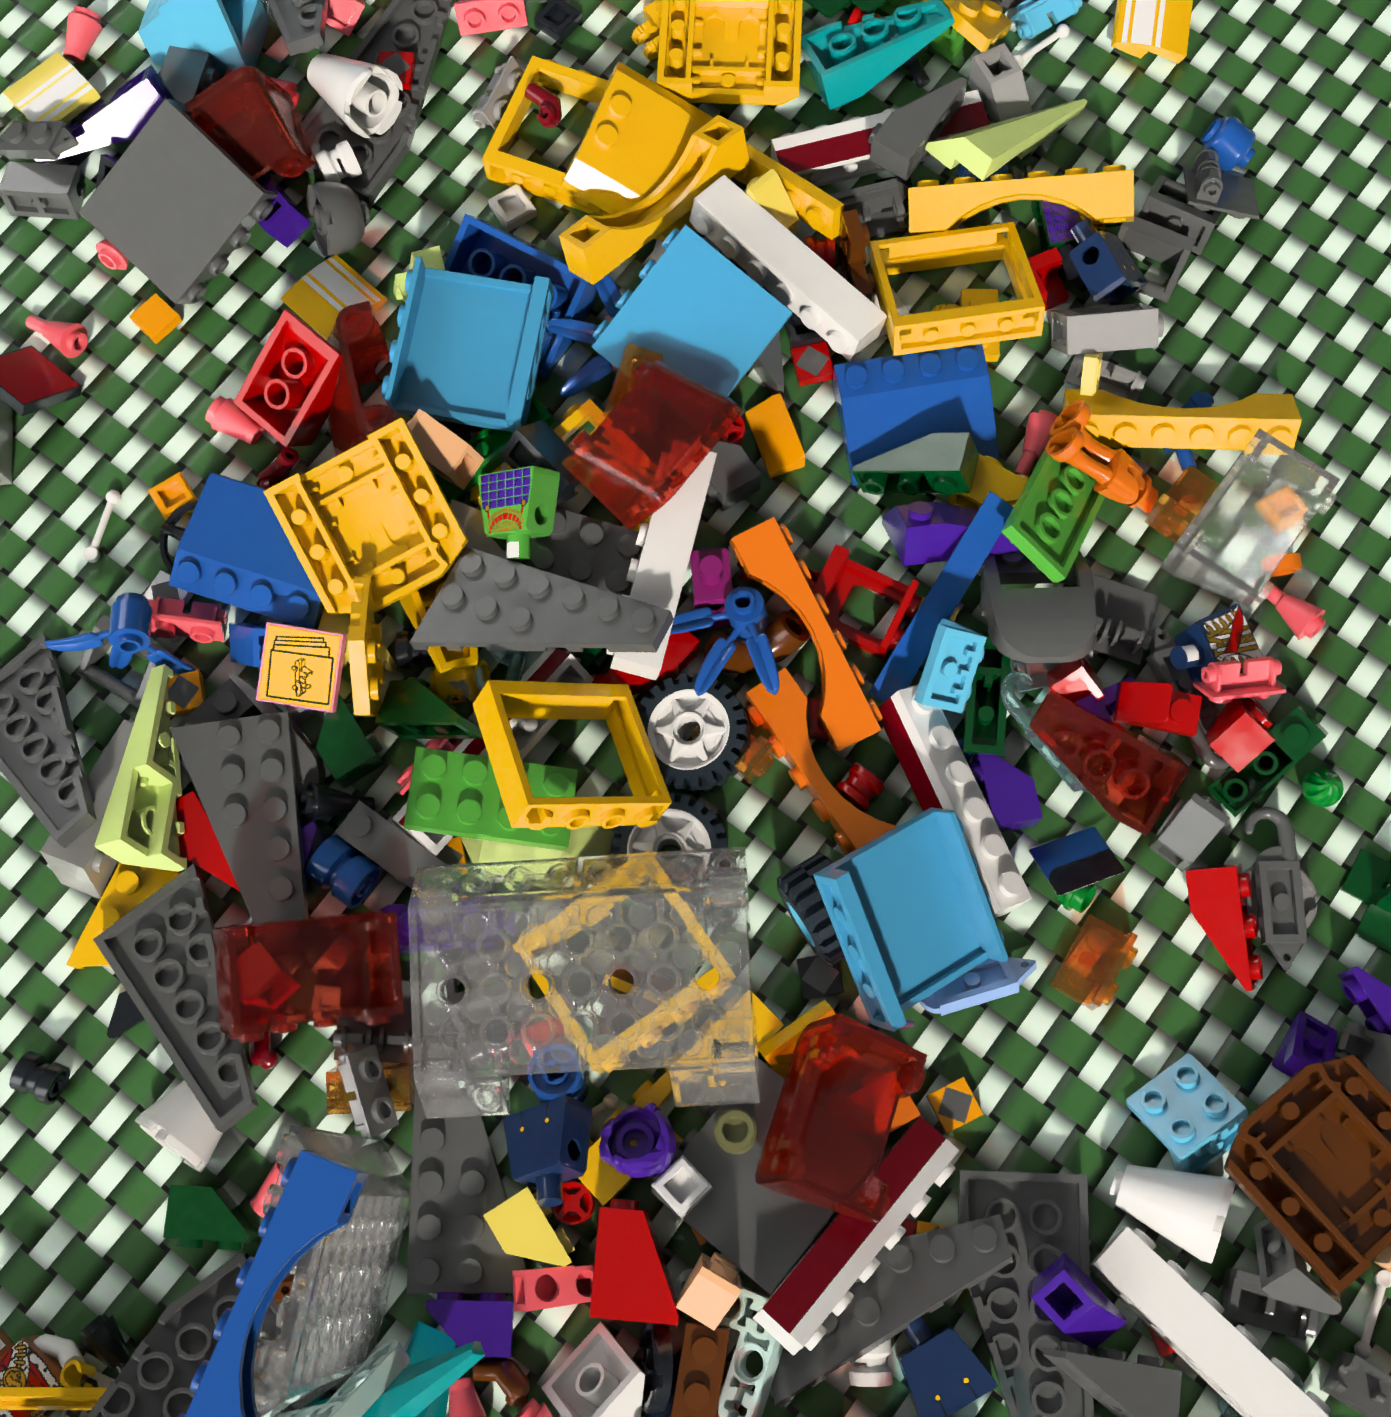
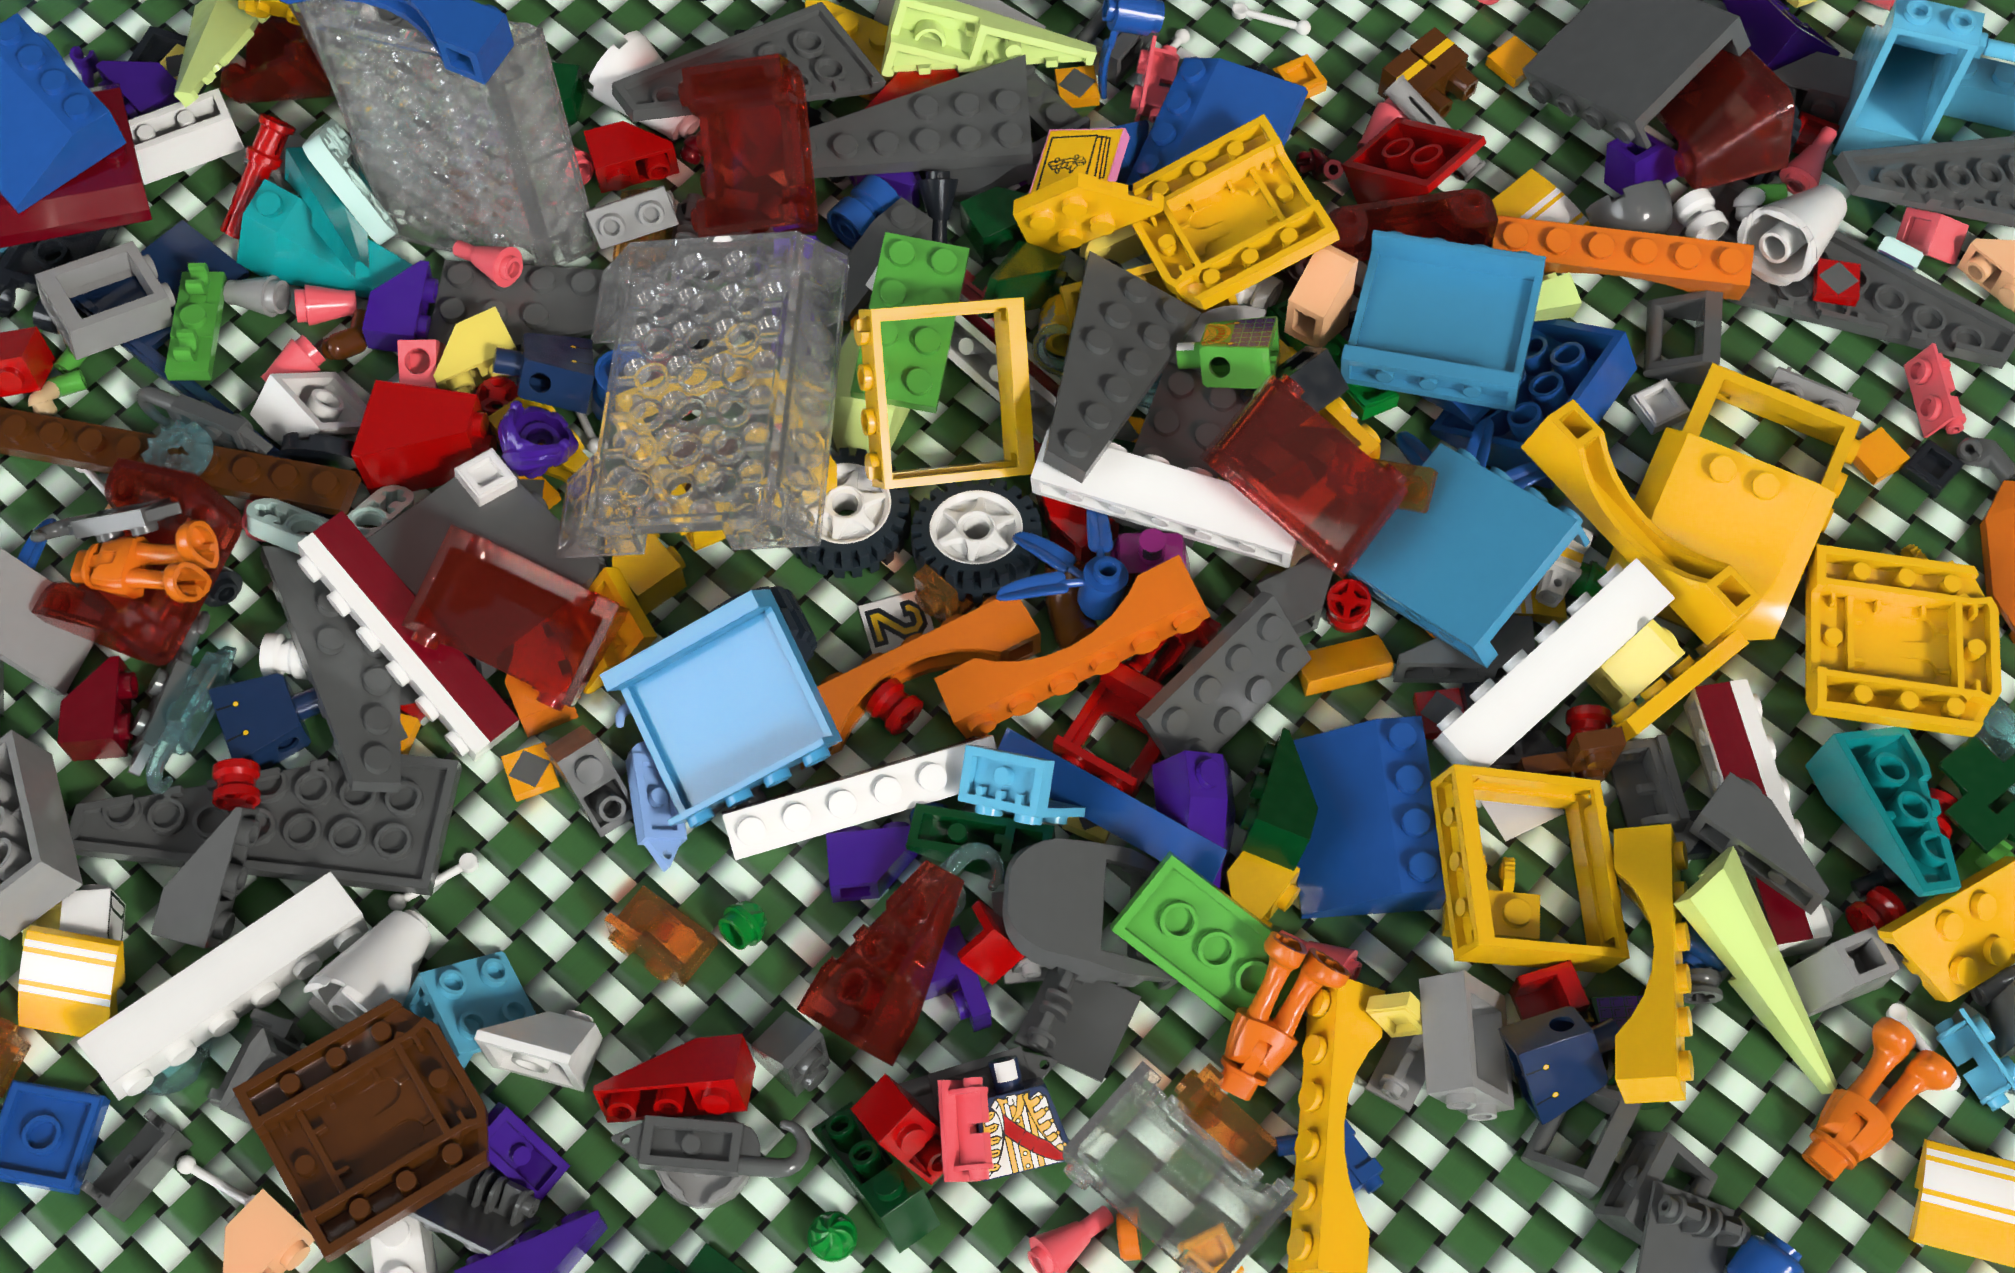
camera: 90 degrees right, 10 degrees down
(173, 387) = (1433, 68): none -> reddish brown hips
(226, 383) = (1419, 110): none -> light grey pin
(273, 1116) = (629, 156): none -> red slope
(315, 127) = (1756, 196): none -> white arm
(362, 27) = (1900, 252): none -> light aqua tile
(385, 215) = (1653, 257): none -> orange arch
(421, 1228) = (498, 263): none -> coral cone
(446, 168) = (1705, 309): none -> dark grey tile
(549, 104) = (1787, 433): dark red arm -> none
(551, 48) = (1879, 456): none -> light orange tile
(710, 1290) = (379, 486): light nougat slope -> none
(736, 1131) = (531, 531): olive tile -> none
(768, 801) = (893, 620): none -> sticker
(821, 515) = (1226, 681): none -> dark grey plate
(947, 64) = (1877, 910): none -> red wheel
(961, 1045) = (591, 779): none -> dark grey slope
(1022, 1376) = (236, 784): none -> red wheel
(1047, 1149) = (467, 863): none -> white hinge
(1076, 861) = (778, 927): sticker -> none
(1076, 1303) = (292, 841): dark purple slope -> none
(1109, 88) = (1855, 1127): none -> orange piece
(1158, 707) = (944, 1032): red slope -> none
(1220, 1037) = (544, 1047): none -> white slope

